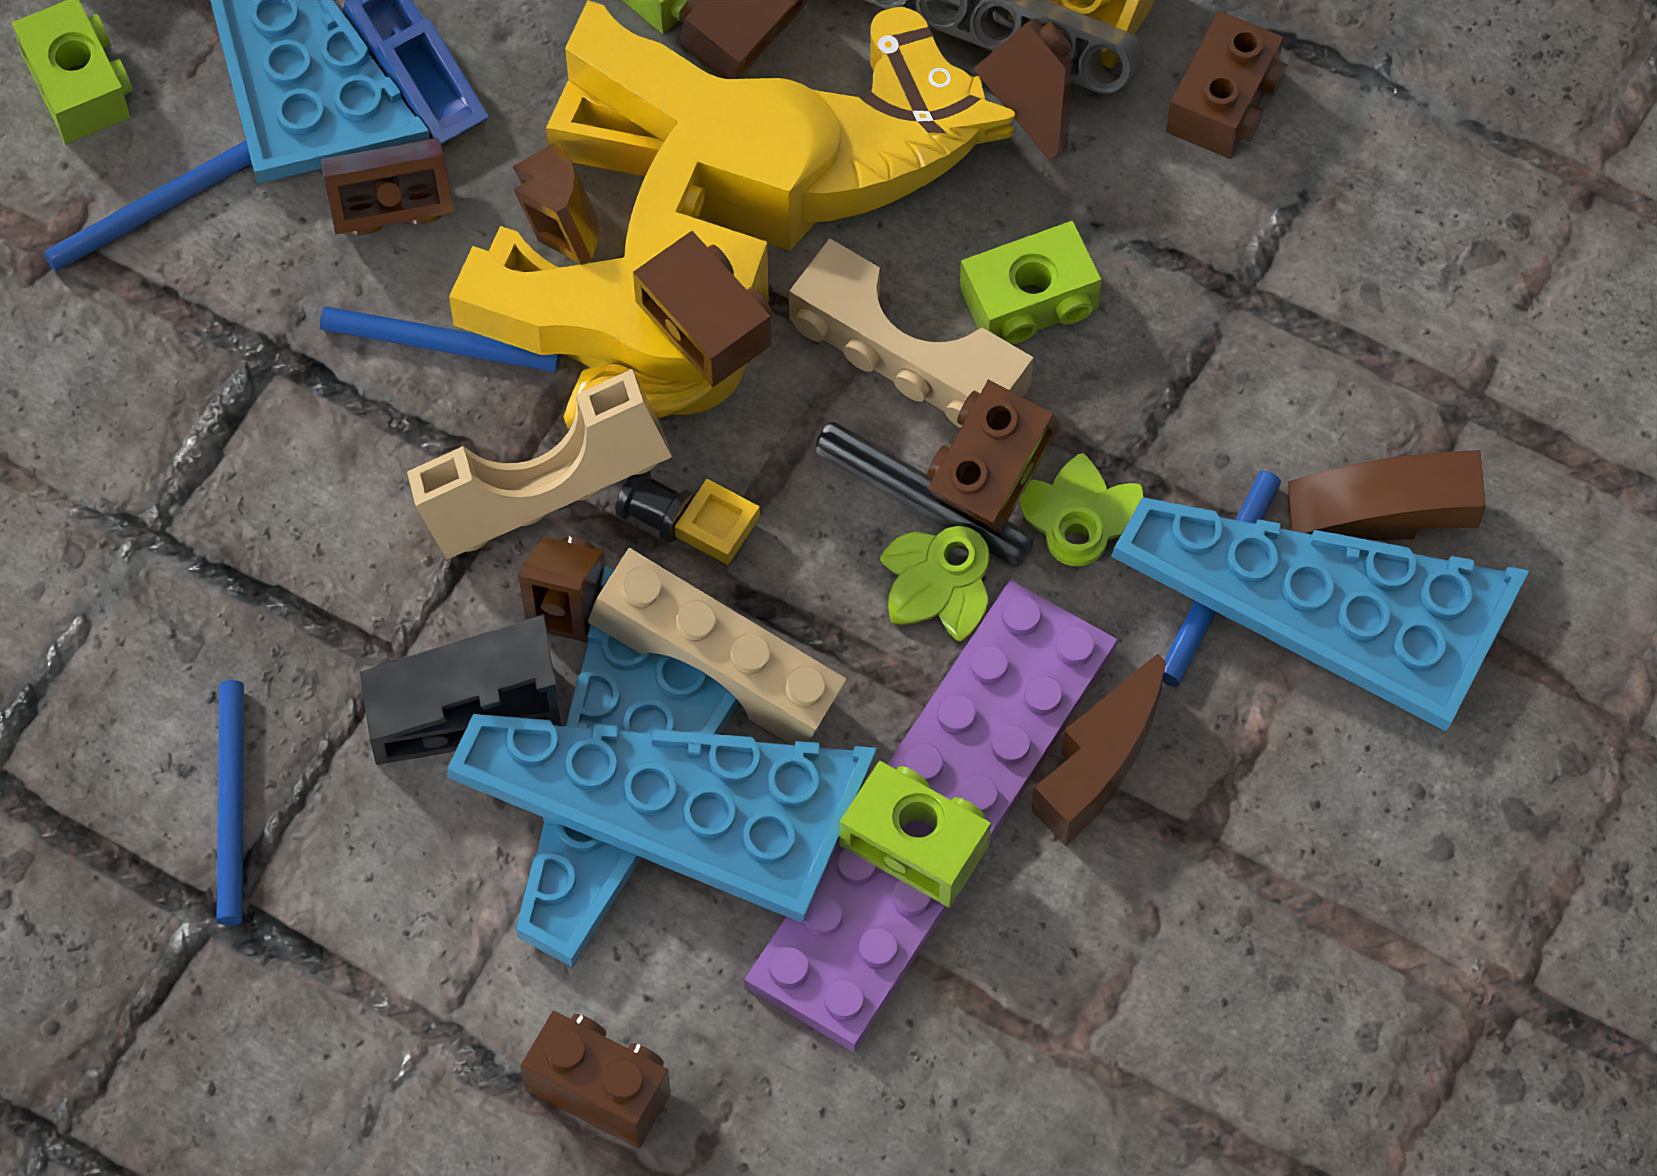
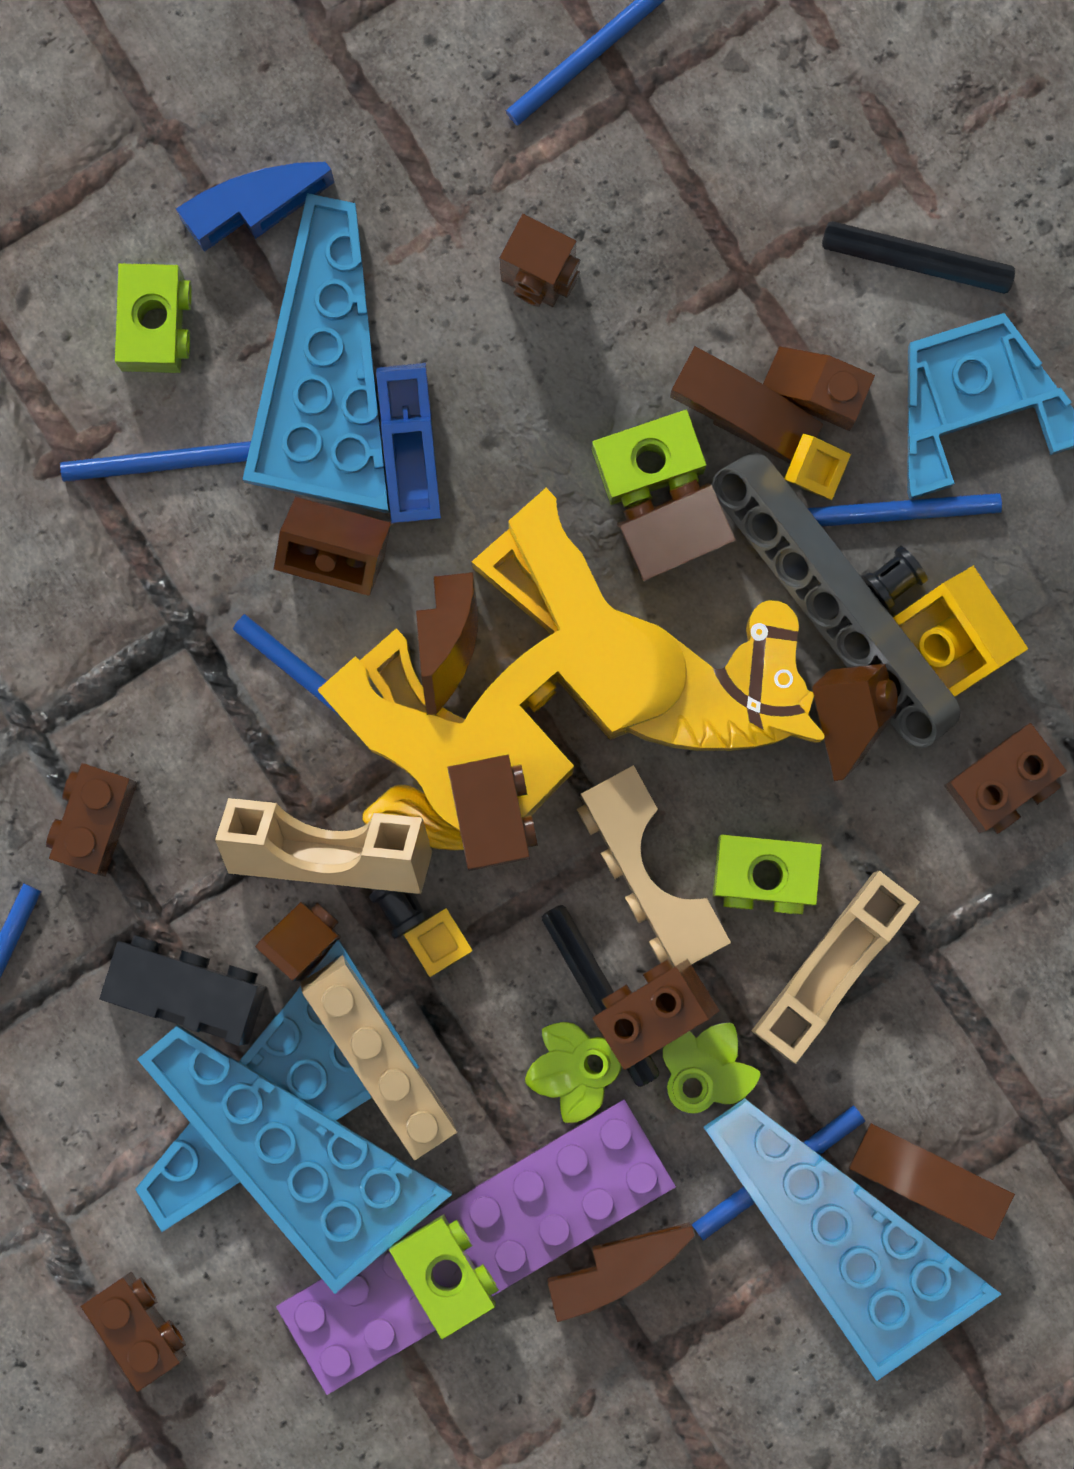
camera: 30 degrees right, 20 degrees up
(265, 574) = (91, 819): none -> reddish brown brick
(1156, 335) = (834, 966): none -> tan arch

